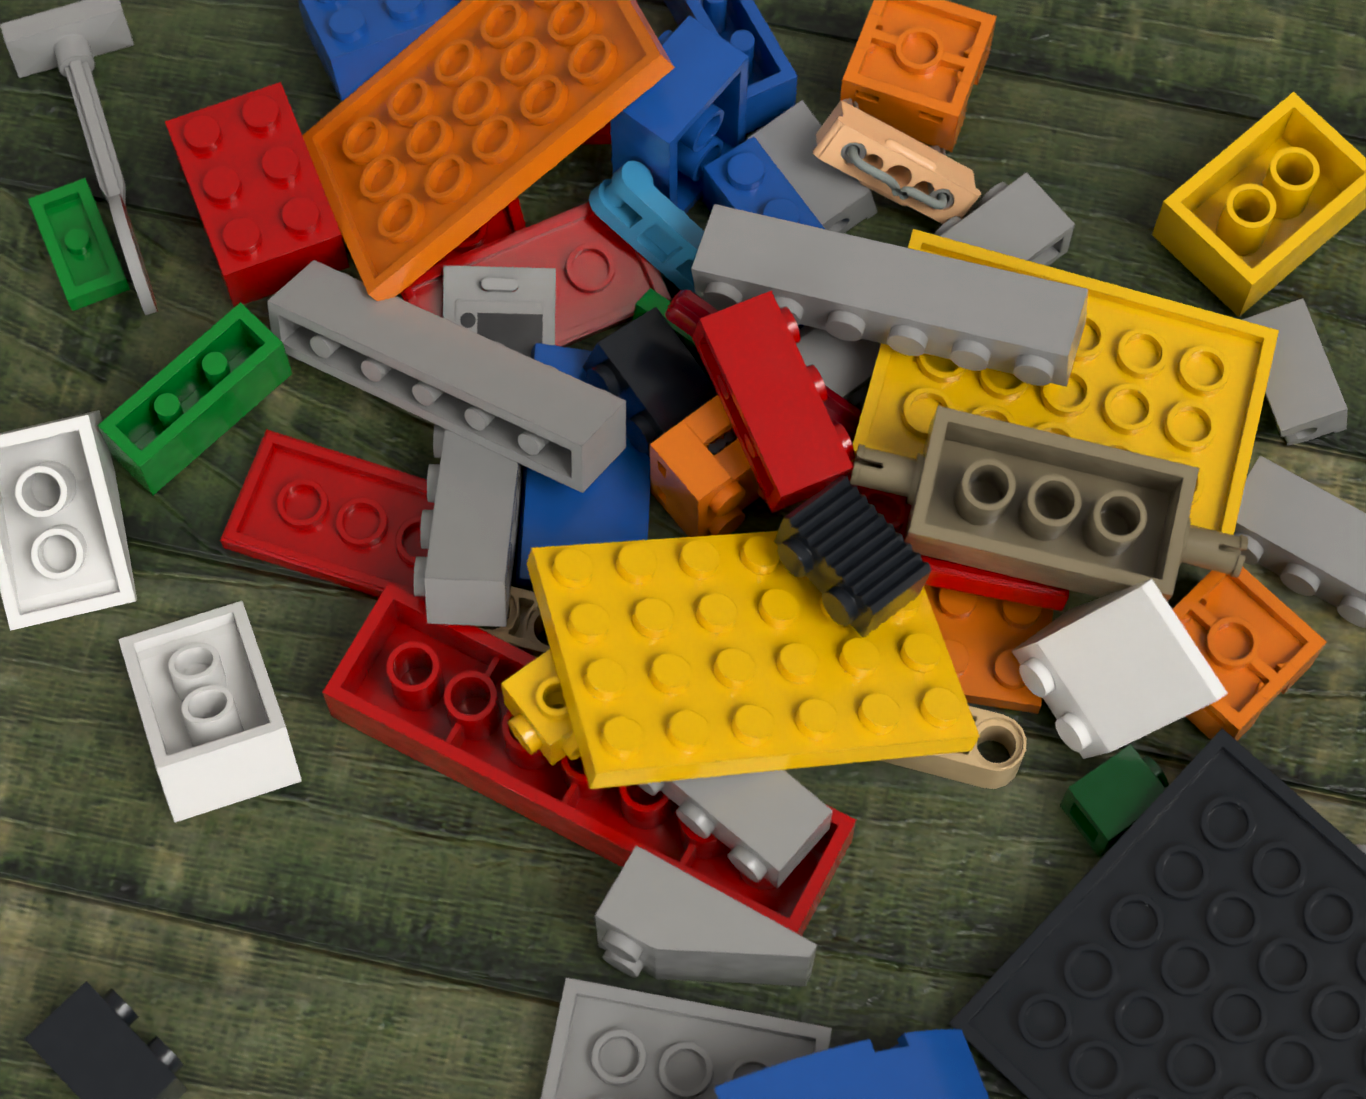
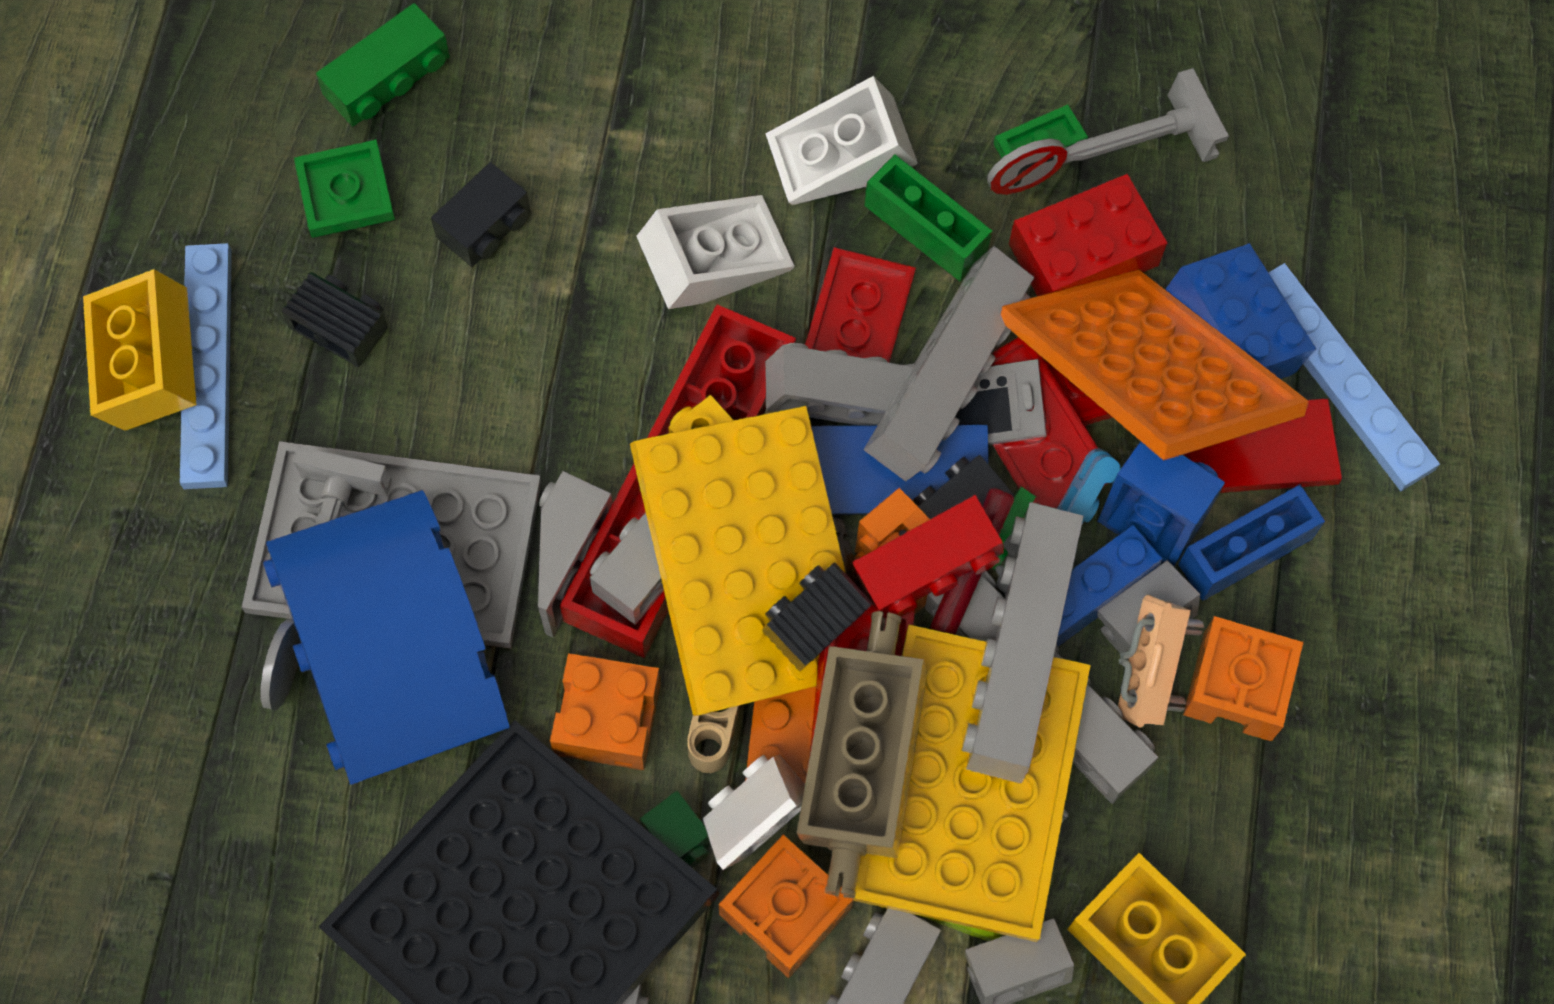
camera: 85 degrees right, 0 degrees up
(941, 891) = (606, 711): none -> orange piece

